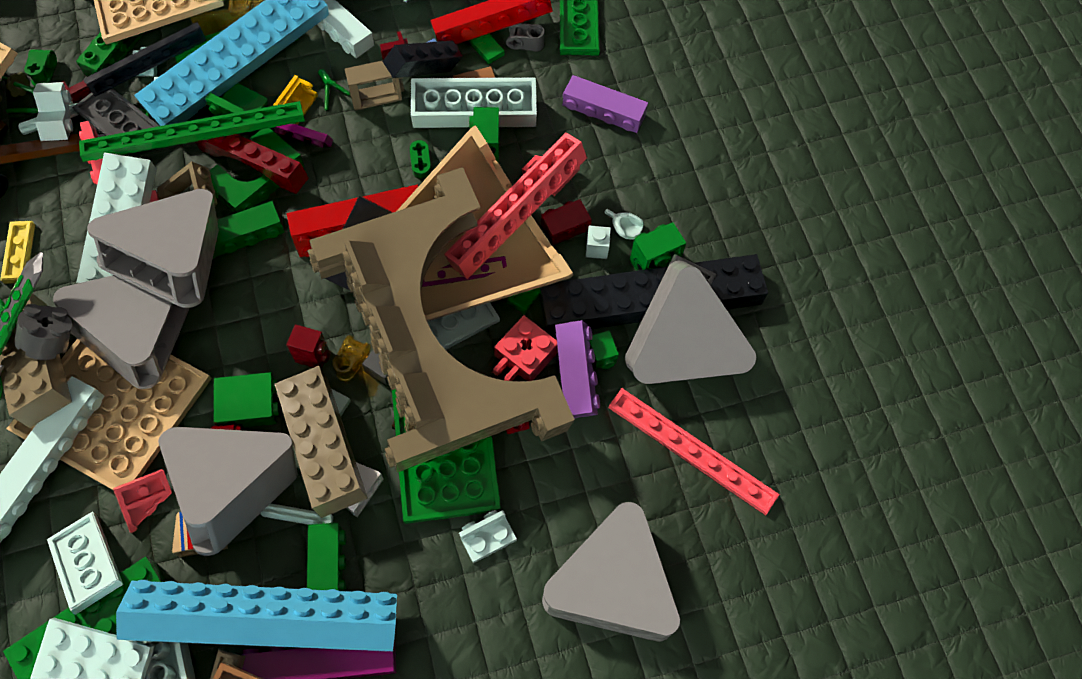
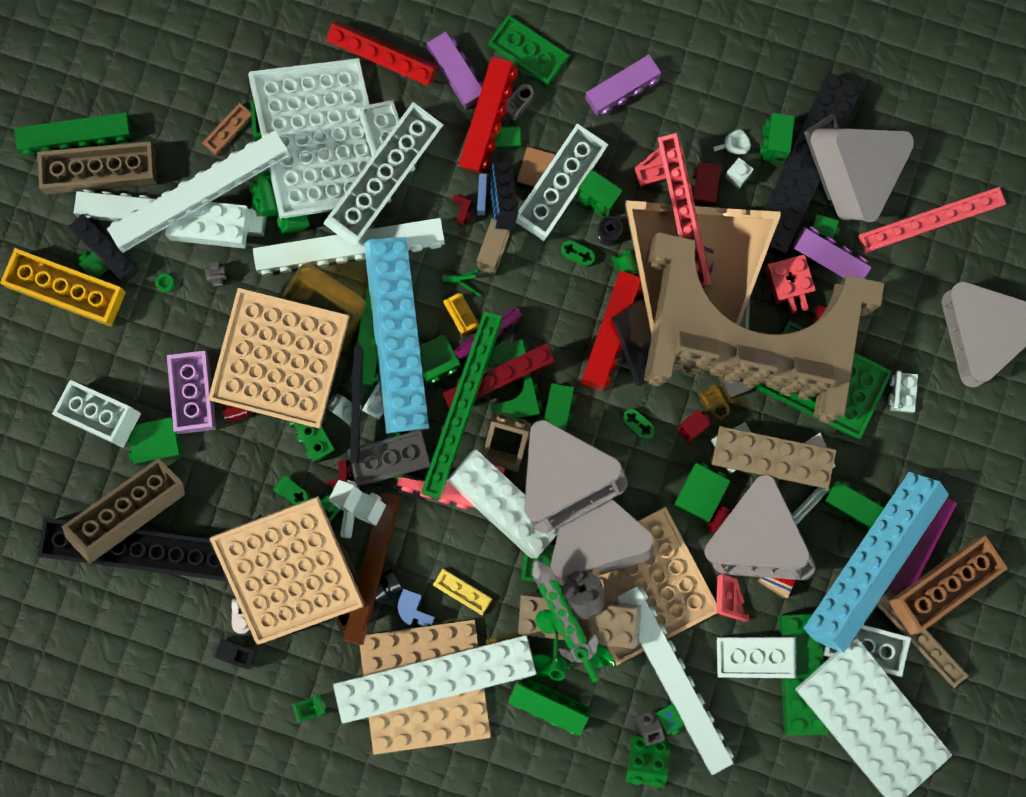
camera: 50 degrees left, 15 degrees up
(288, 305) = (641, 421): none -> green beam

